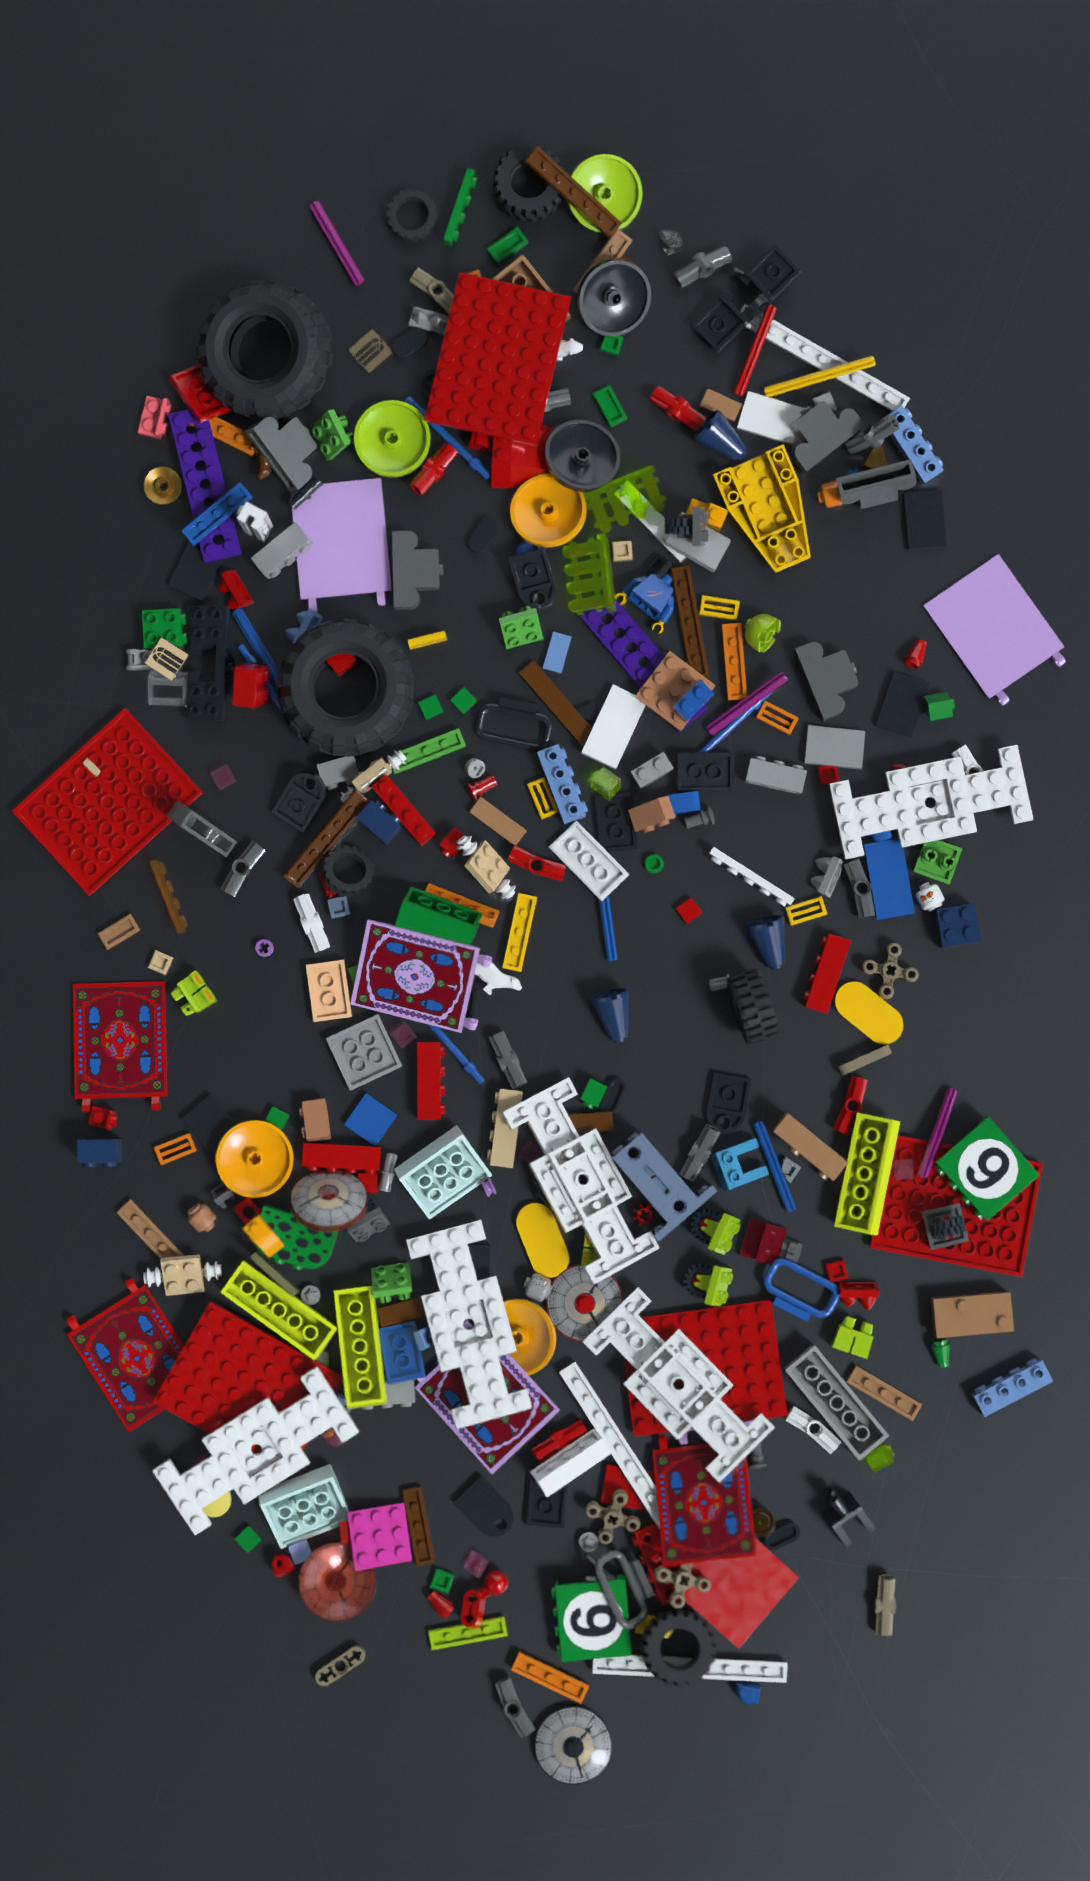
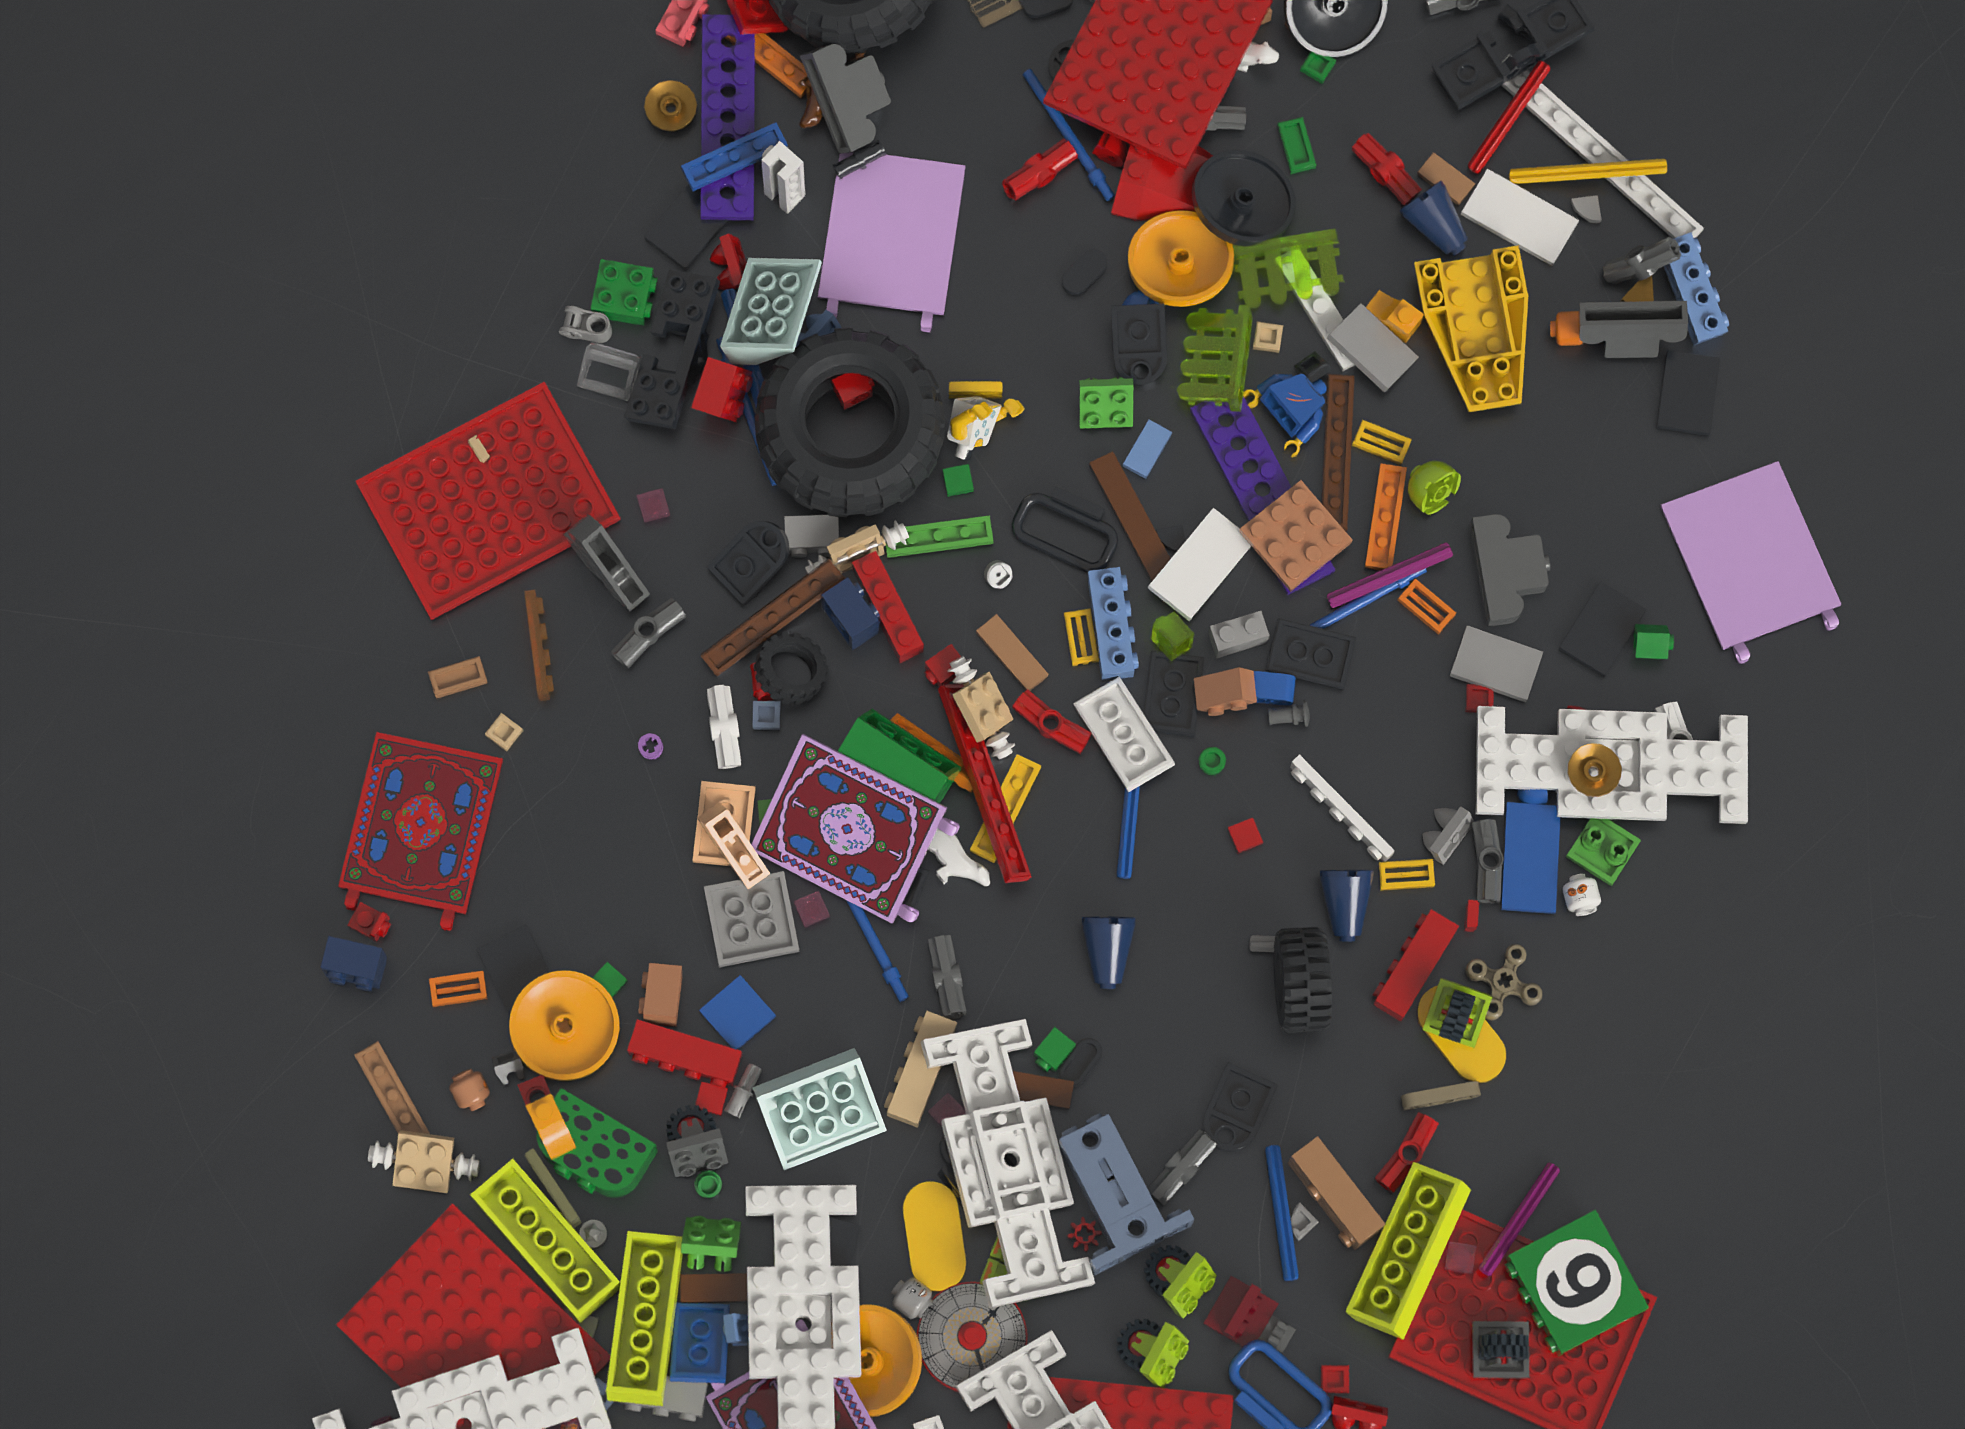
camera: 10 degrees right, 10 degrees down
(129, 1353) = (320, 1253): flag -> none
(166, 659) = (618, 329): piece -> none
(190, 986) = (542, 782): lime hips -> none
(269, 620) = (769, 309): none -> light aqua slope
(282, 551) = (809, 226): light grey brick -> none
(328, 1200) = (652, 1104): dish -> none
(331, 435) = (913, 92): bright green plate -> none
(339, 1006) = (733, 845): none -> light nougat slope
(380, 1242) = (708, 1183): none -> green plate
(392, 438) = (993, 116): lime dish -> none
(412, 570) = (979, 294): dark grey brick -> none
(429, 1080) = (831, 979): red brick -> none
(431, 663) = (974, 421): none -> torso
(463, 700) = (1005, 482): green tile -> none
(481, 786) = (999, 601): red pin -> none
(488, 1187) = (877, 1144): medium lavender bush -> none
(505, 927) = (986, 791): none -> red tile
(690, 526) = (1367, 319): dark grey plate -> none
(693, 701) = (1317, 551): blue brick -> none
(729, 1169) = (1217, 1197): dark azure brick -> none
(776, 775) = (1407, 681): light grey brick -> none
(821, 433) = (1574, 244): dark grey brick -> none
(857, 930) = (1471, 915): none -> red tile
(863, 1002) = (1457, 1012): none -> lime plate
(916, 654) = (1635, 567): red cone -> none
(930, 811) = (1601, 759): none -> pearl gold dish
(957, 925) = (1610, 942): dark blue brick -> none

